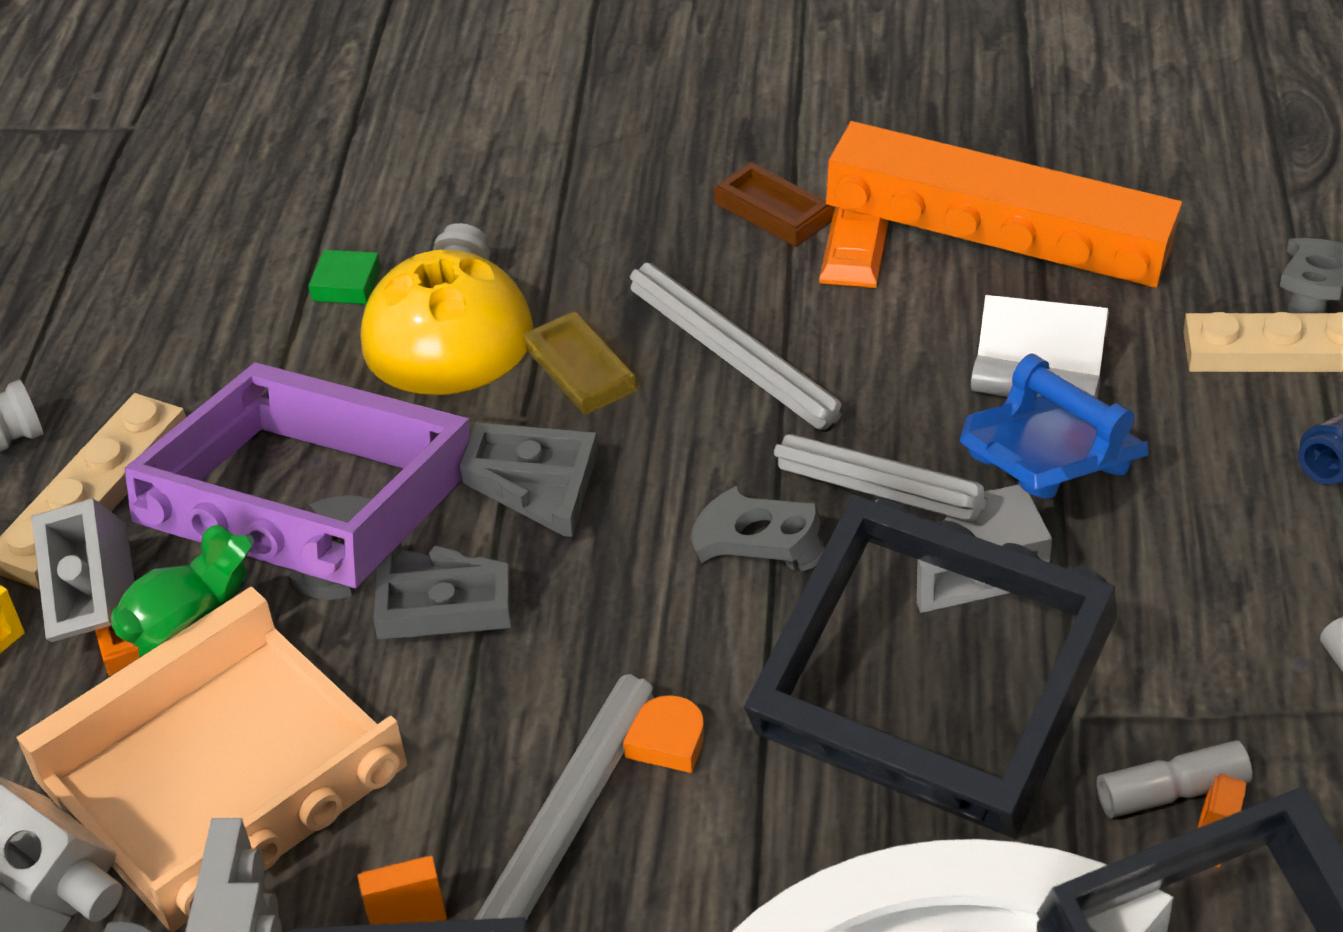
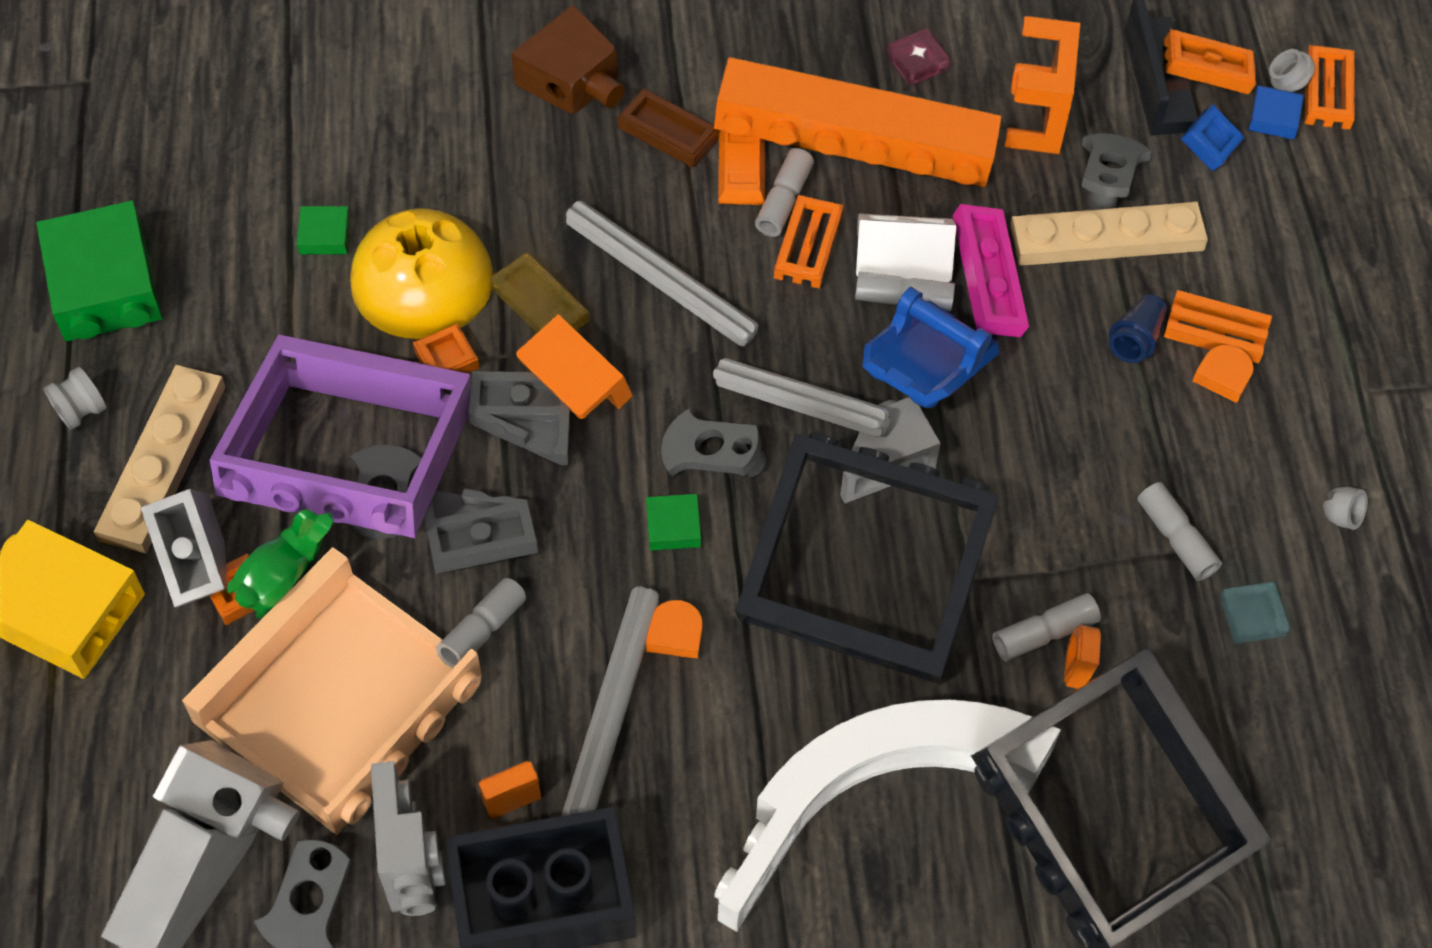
camera: 15 degrees left, 15 degrees up
(77, 295) = (98, 271): none -> green brick
(421, 693) = (485, 618): none -> light grey piece
(456, 398) = (447, 350): none -> orange tile
(463, 238) = (420, 194): light grey plate -> none
(600, 428) = (573, 368): none -> orange panel
(665, 132) = (568, 64): none -> reddish brown torso
(690, 610) = (673, 522): none -> green tile
(899, 274) = (782, 196): none -> light grey piece
(911, 353) = (800, 270): none -> orange tile
(1090, 151) = (918, 56): none -> clear pink tile
(1150, 366) = (990, 270): none -> dark pink plate
(1241, 174) = (1046, 85): none -> orange panel

